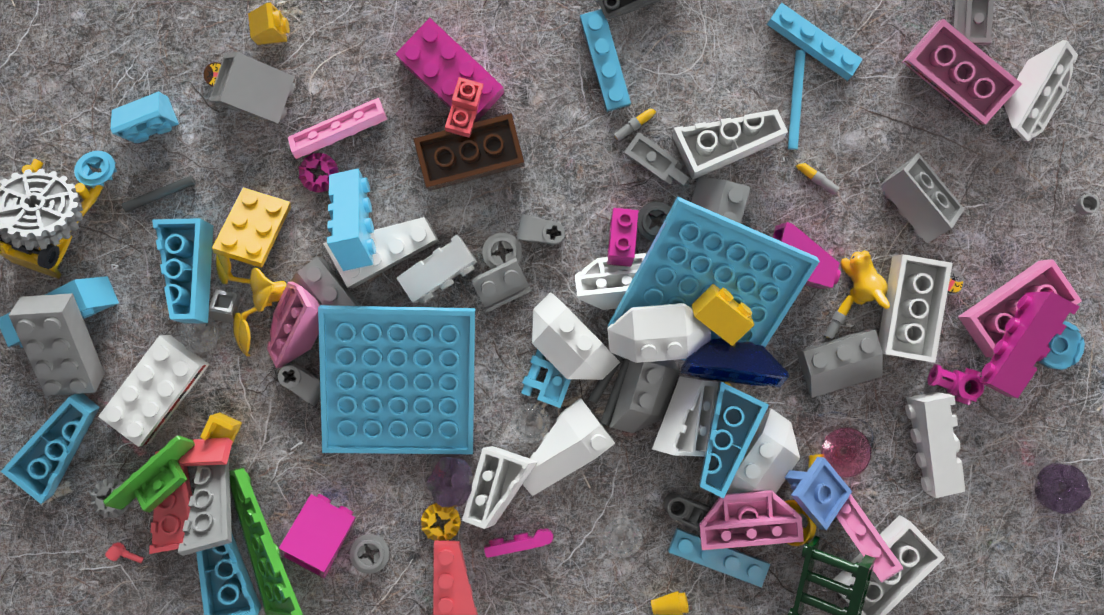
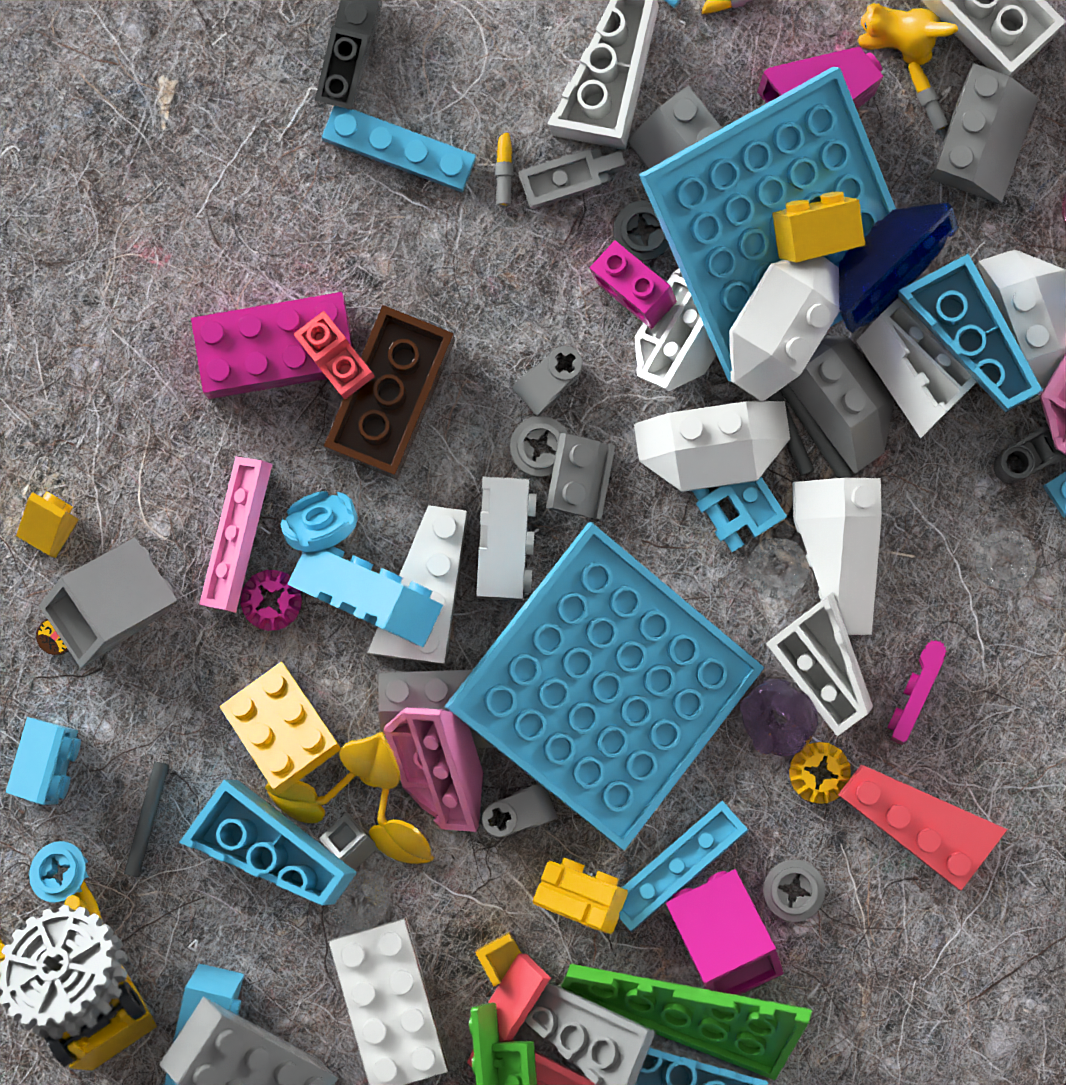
camera: 50 degrees left, 5 degrees down
(282, 447) = (580, 896): none -> yellow brick
(336, 484) = (680, 864): none -> medium azure plate
(374, 166) = (319, 521): none -> medium azure tile

